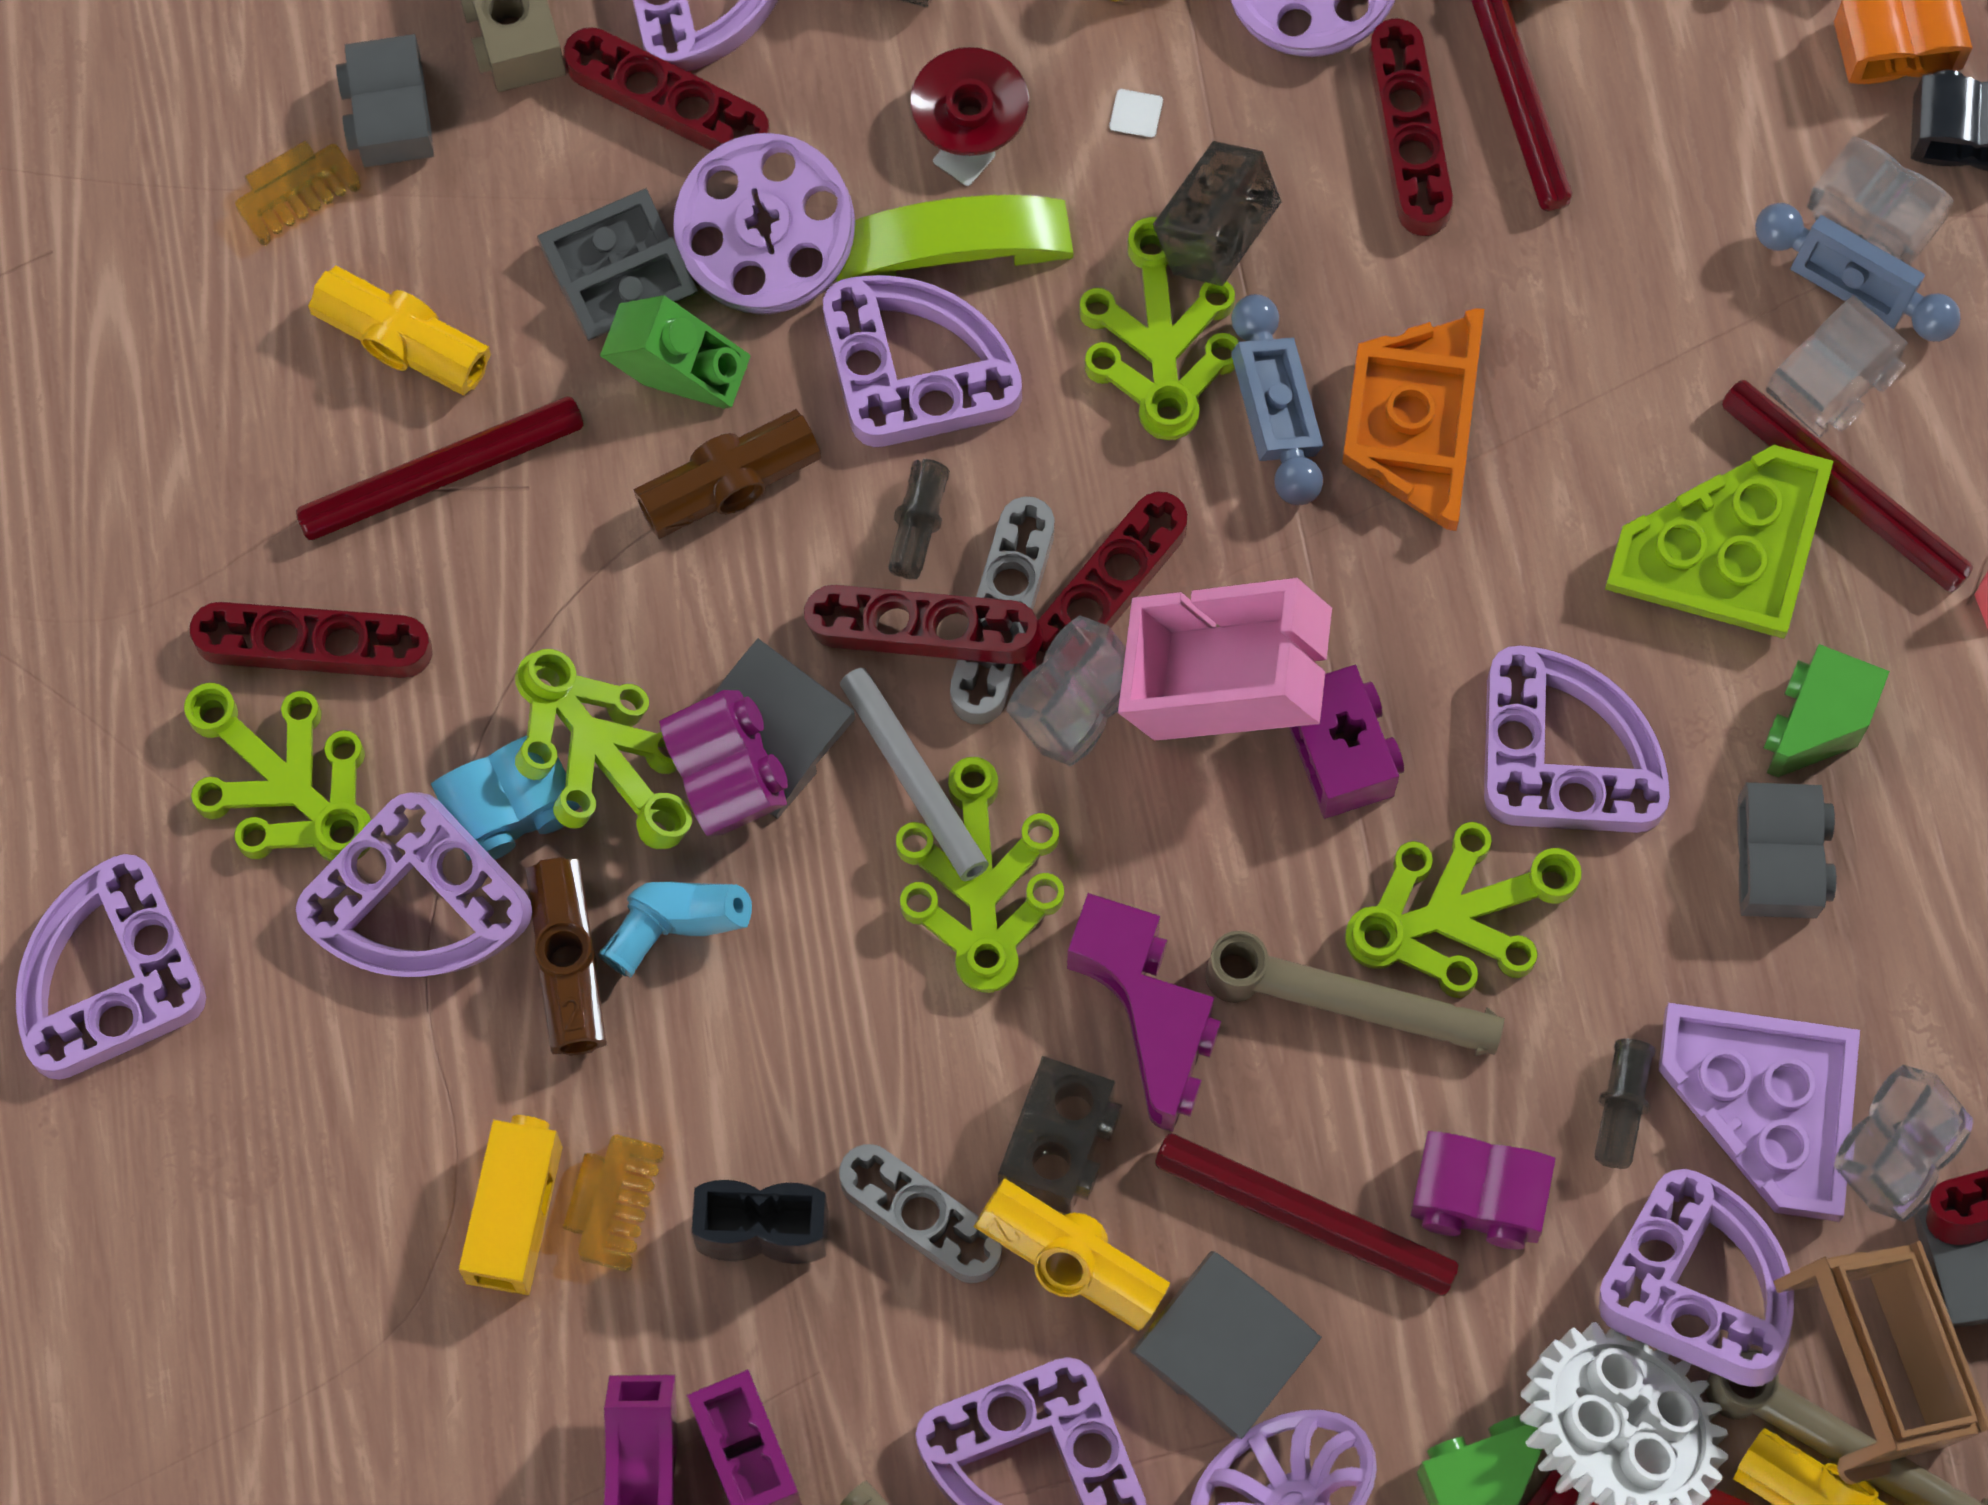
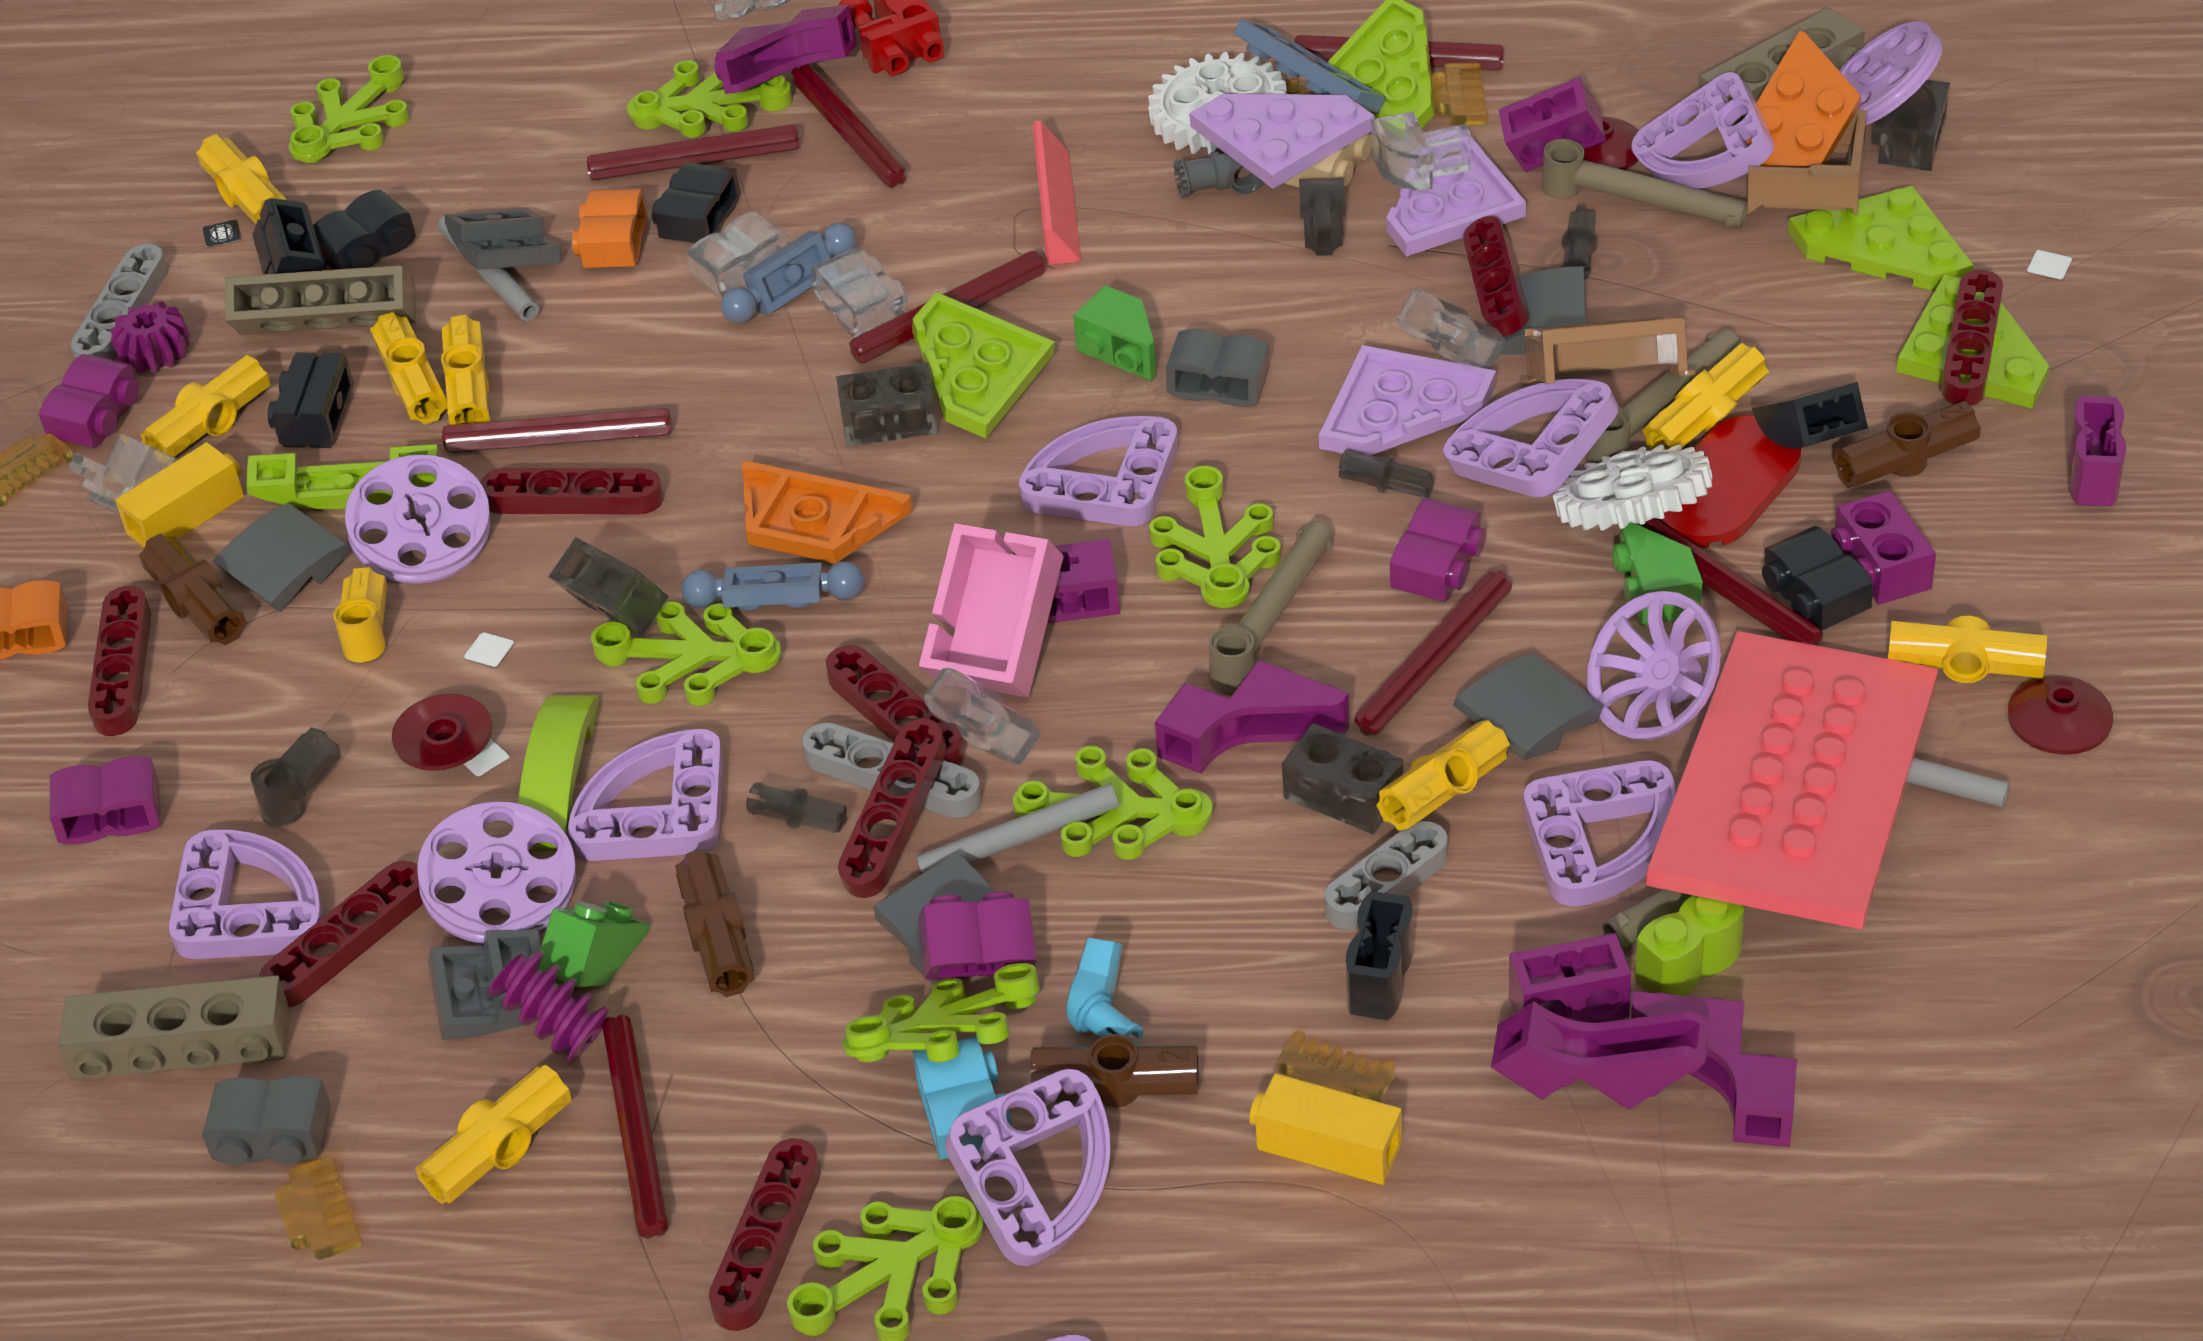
camera: 75 degrees left, 25 degrees down
(563, 334) = (548, 1003): none -> magenta piece
(1614, 455) = (887, 404): none -> clear smoke brick

